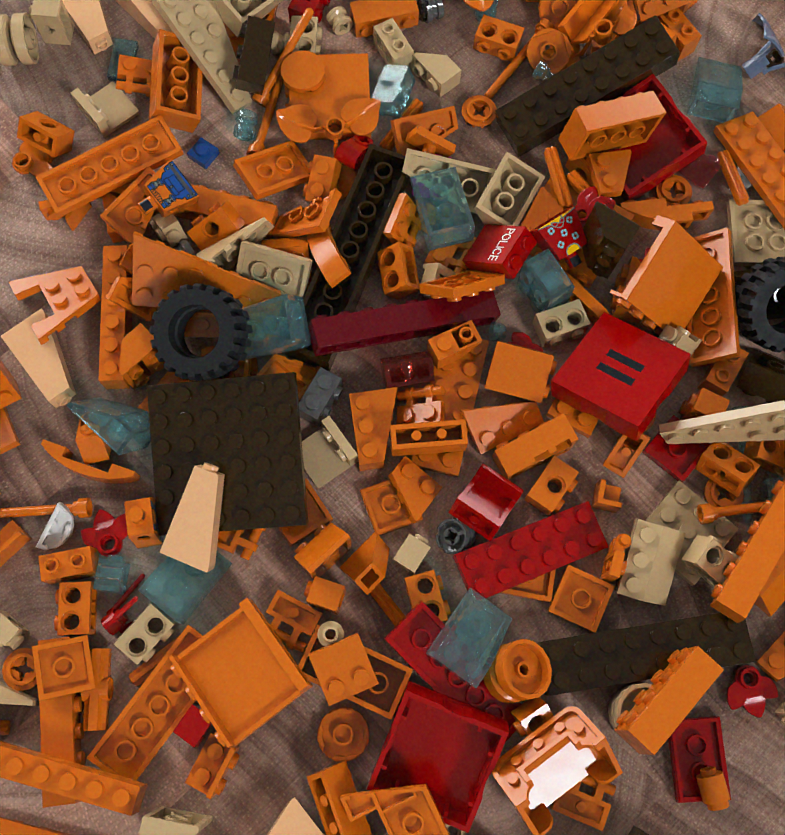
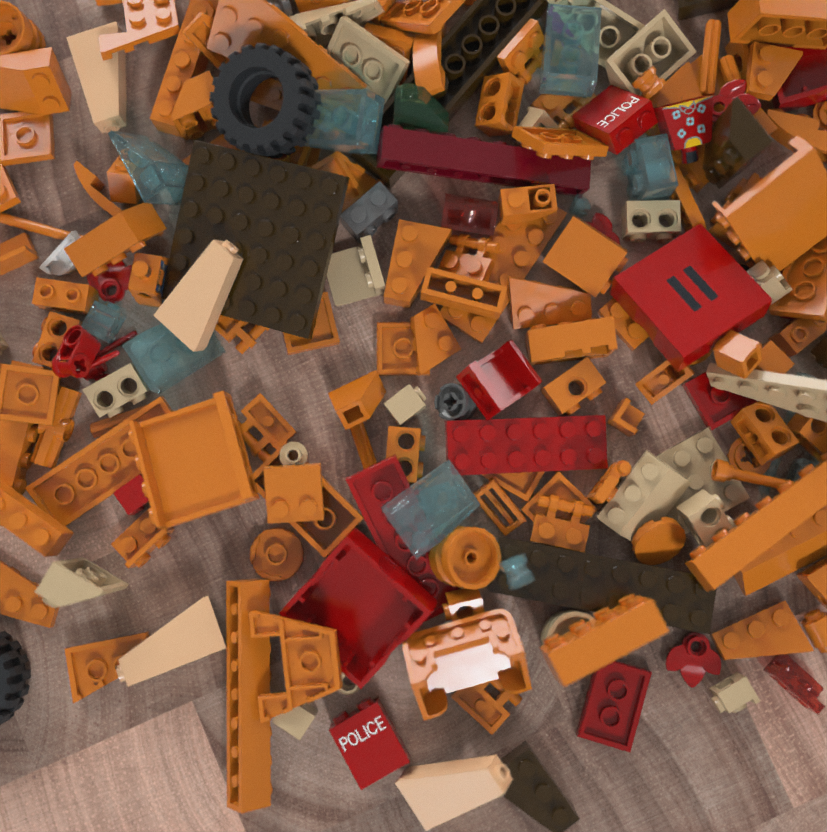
camera: 25 degrees right, 10 degrees up
(98, 610) = (78, 351): none -> red piece
(101, 496) = (115, 238): none -> orange wedge
(323, 550) = (316, 371): orange slope -> none
(325, 594) = (303, 415): orange brick -> none
(334, 296) = (418, 109): none -> clear green slope
(511, 604) = (485, 488): none -> orange tile
(517, 213) = (649, 83): none -> orange wheel
(568, 666) = (516, 571): none -> clear light blue wheel
(589, 618) = (561, 532): none -> orange plate
(678, 595) = (658, 541): none -> orange tile
(680, 408) = (737, 354): none -> orange brick
(713, 788) = (616, 736): orange brick -> none

